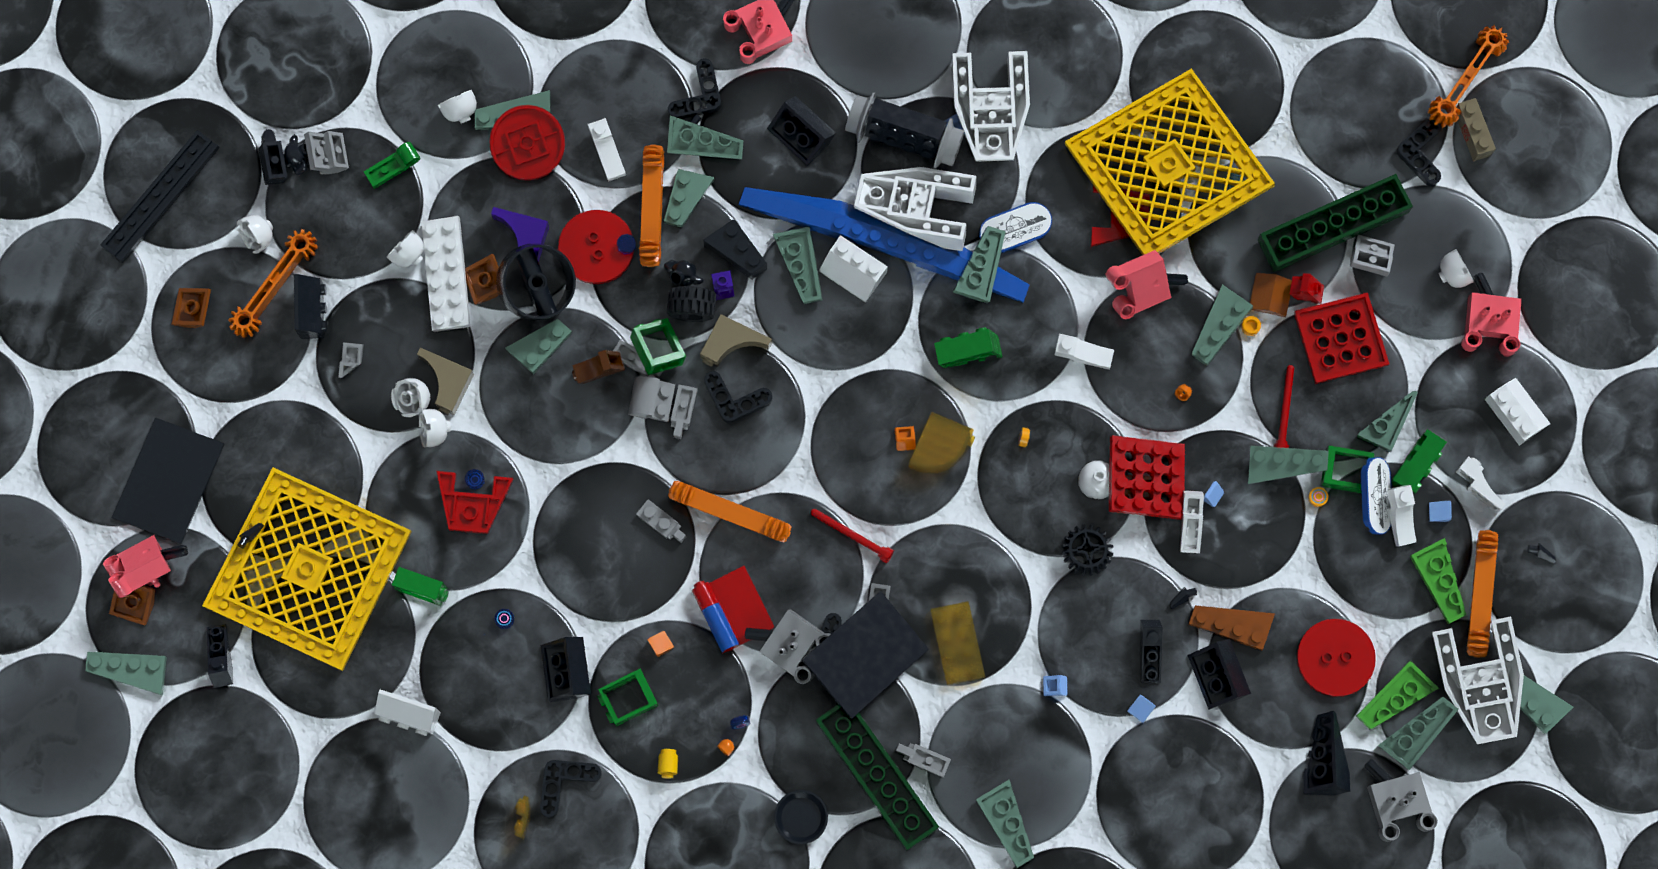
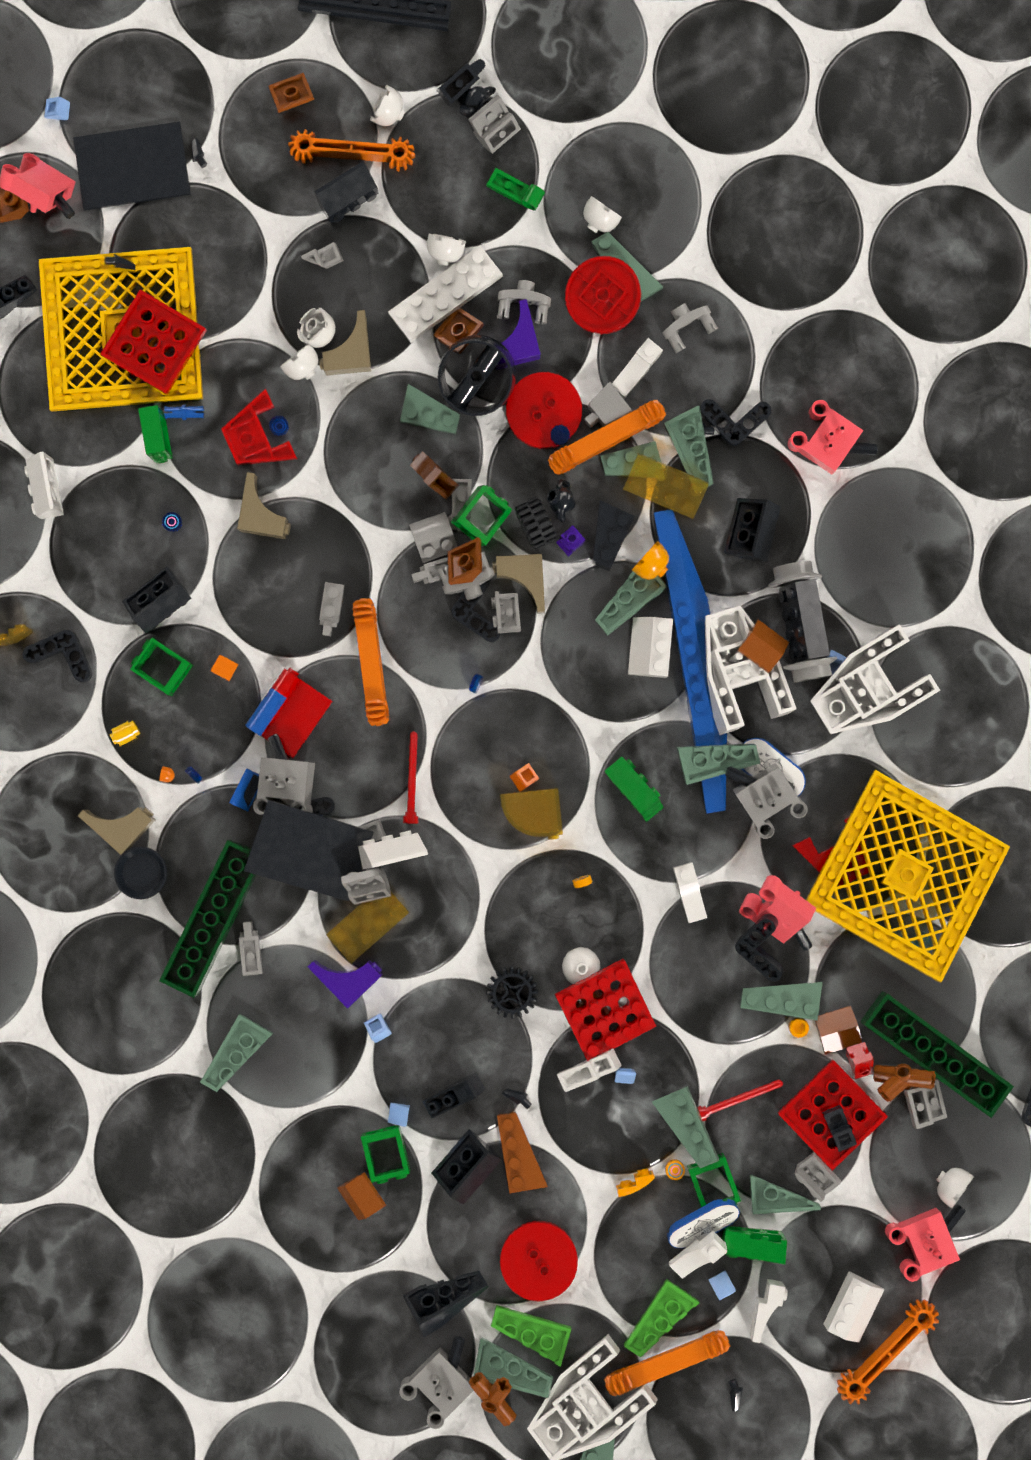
camera: 60 degrees right, 10 degrees up
(77, 517) = (57, 108): none -> light blue slope
(193, 416) = (198, 154): none -> black bar
(360, 564) = (150, 329): none -> red piece
(414, 553) = (184, 412): none -> blue pin
(485, 205) = (524, 291): none -> light grey connector
(544, 540) = (255, 517): none -> dark tan arch
(586, 88) = (683, 317): none -> light grey connector
(626, 192) = (607, 407): none -> light grey torso
(691, 380) = (465, 562): none -> dark orange slope
(712, 389) = (470, 589): none -> light grey connector
(722, 180) = (666, 486): none -> clear yellow plate
(753, 372) = (507, 612): none -> light grey bracket
(754, 814) = (120, 832): none -> dark tan arch
(780, 683) = (246, 790): none -> blue slope
(782, 225) = (653, 563): none -> light orange cylinder
(800, 433) = (475, 683): none -> clear blue tile
(905, 582) = (391, 849): none -> white slope
(907, 173) = (763, 646): none -> dark orange slope
(924, 621) = (366, 885): none -> light grey brick
(1003, 687) = (347, 984): none -> dark purple arch
(1036, 242) = (765, 796): none -> light grey piece
(1150, 733) = (380, 1134): none -> green window
(1158, 322) = (753, 944): none -> black beam
(1179, 392) = (702, 1000): orange hinge -> none
(1196, 779) = (361, 1196): none -> dark orange slope
(1311, 530) = (642, 1178): none -> light orange slope
(1340, 262) = (901, 1078): none -> dark orange piece
(1355, 337) = (839, 1128): none -> black slope
(1387, 379) = (816, 1176): none -> light grey bracket
(1433, 758) = (493, 1397): none -> dark orange piece
(1570, 403) = (887, 1351): none -> orange arm

